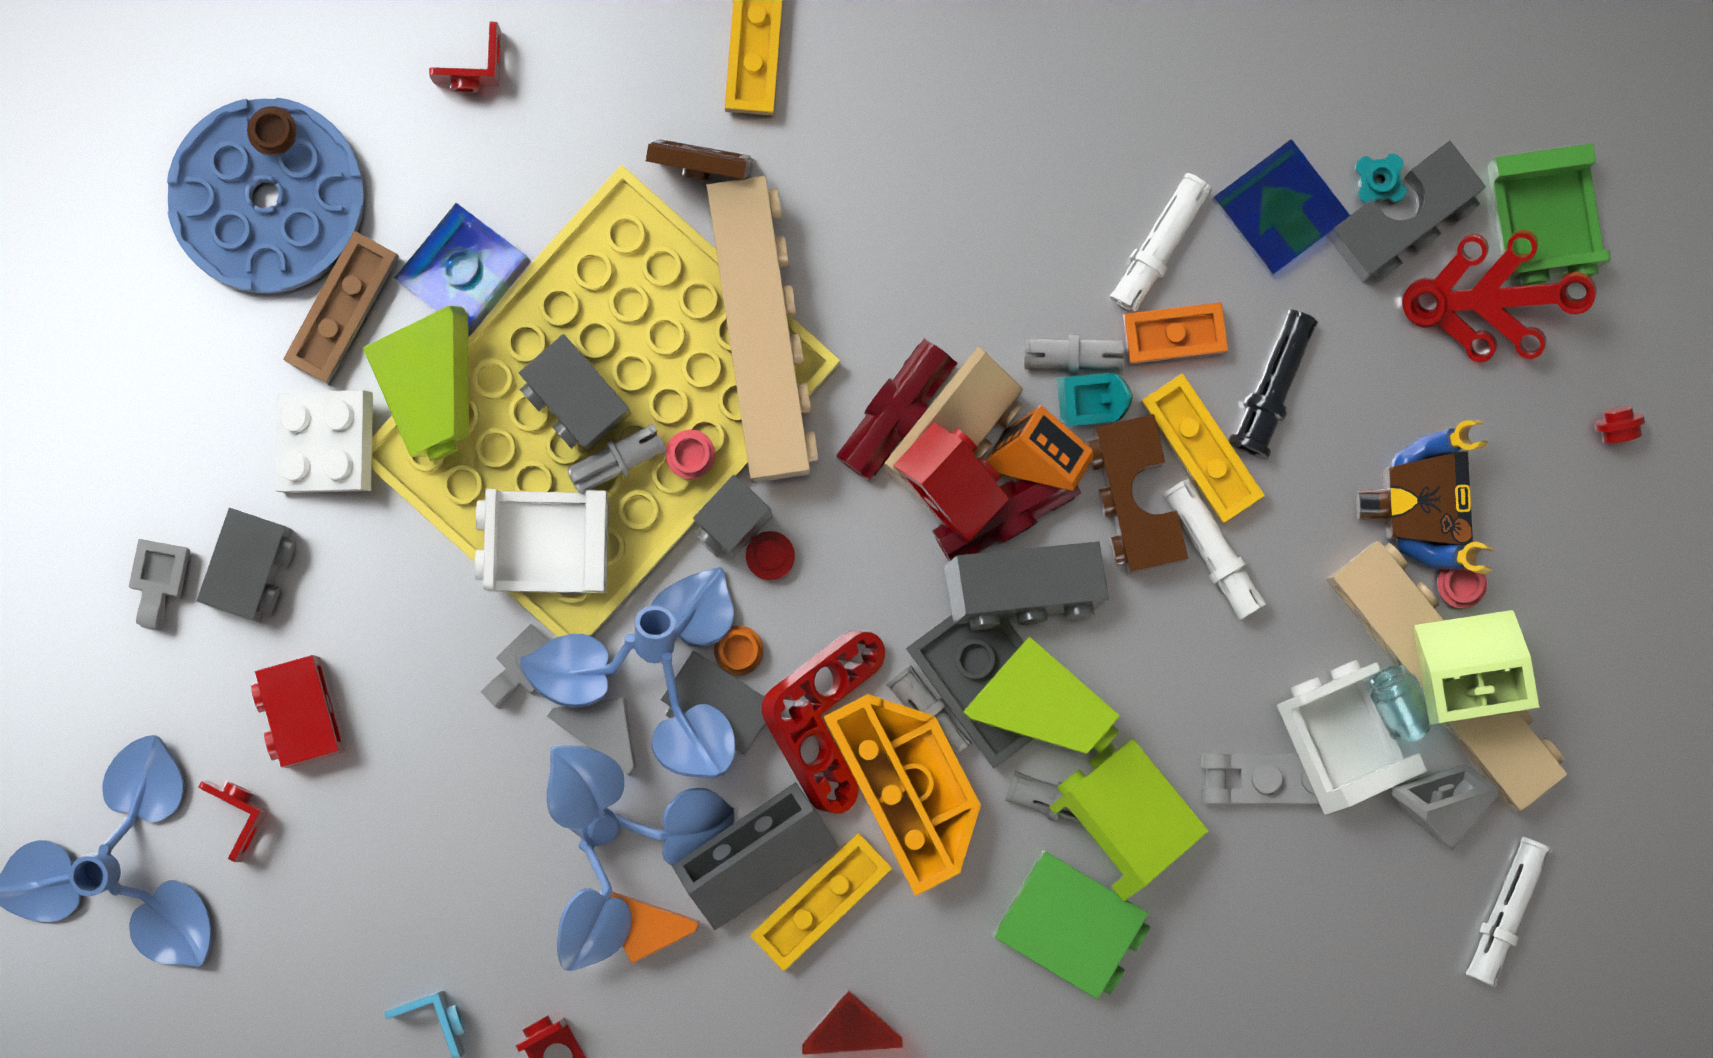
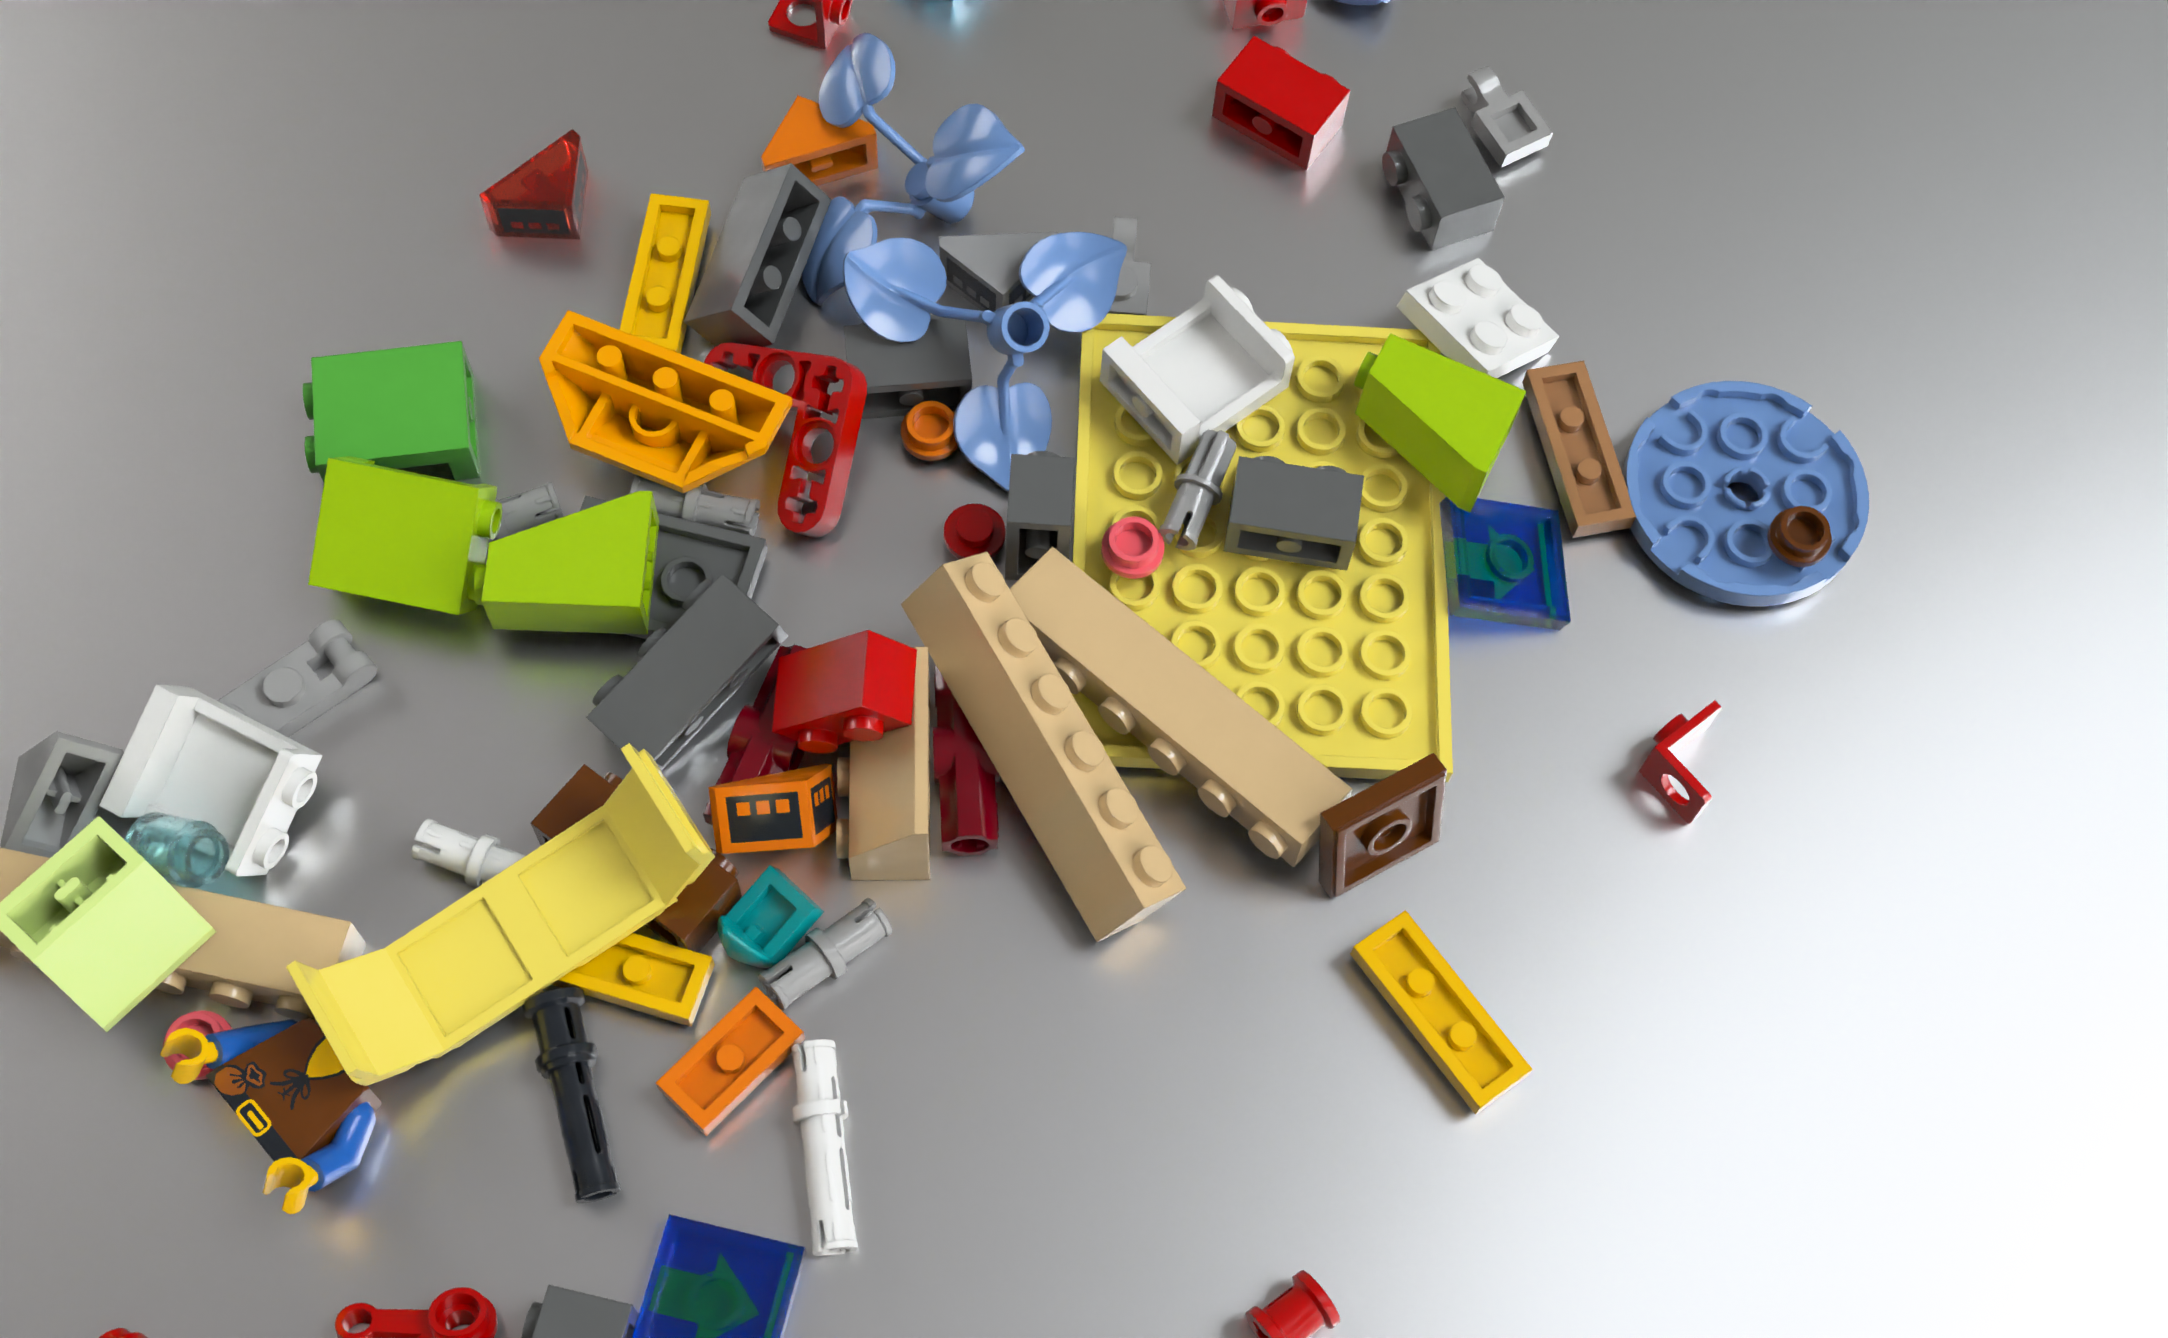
camera: 135 degrees right, 20 degrees down
(857, 365) = (1042, 745): none -> tan brick
(1250, 495) = (510, 932): none -> light yellow windscreen

